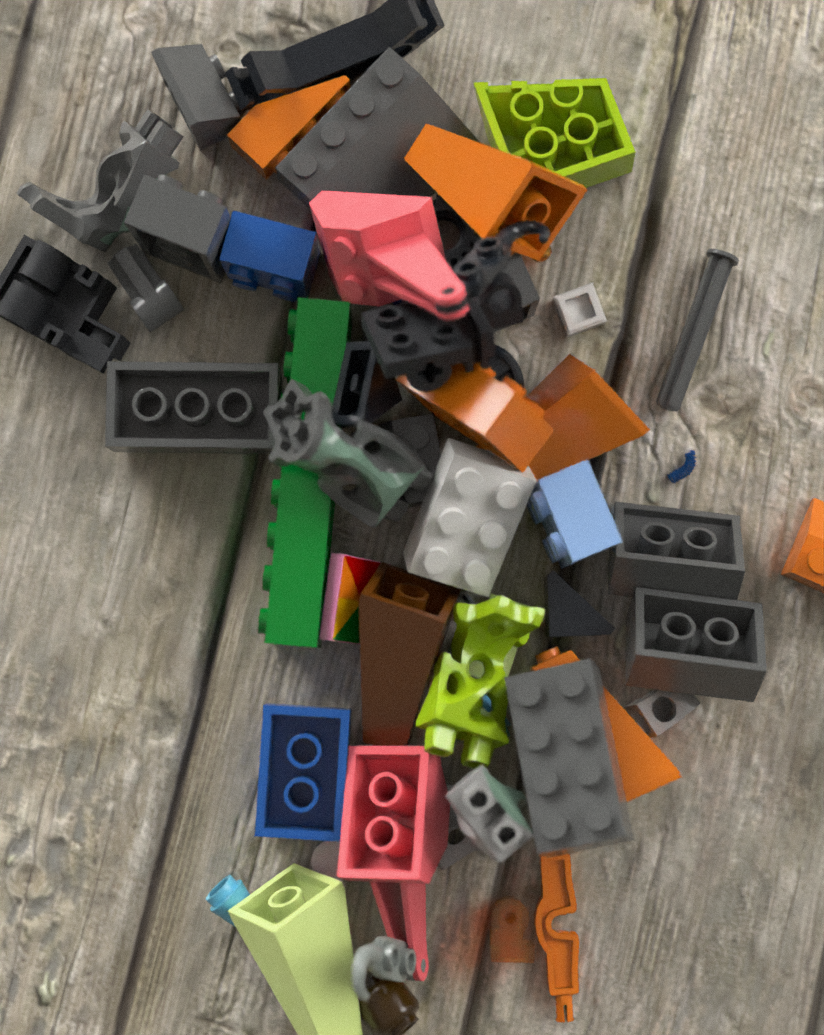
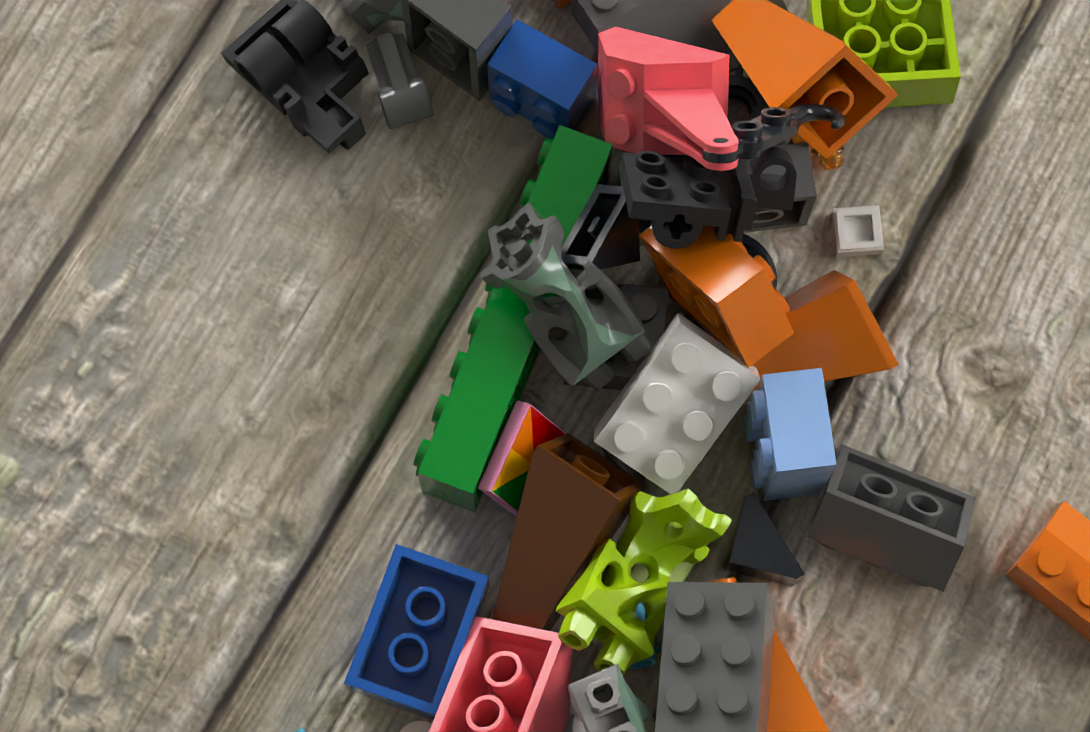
camera: 15 degrees right, 10 degrees down
(190, 407) = (409, 214): dark grey brick -> none
(660, 710) = (837, 677): light grey leg -> none
(676, 475) = (924, 432): blue leg -> none
(695, 644) = (888, 615): dark grey brick -> none
(696, 329) = (979, 284): dark grey axle -> none

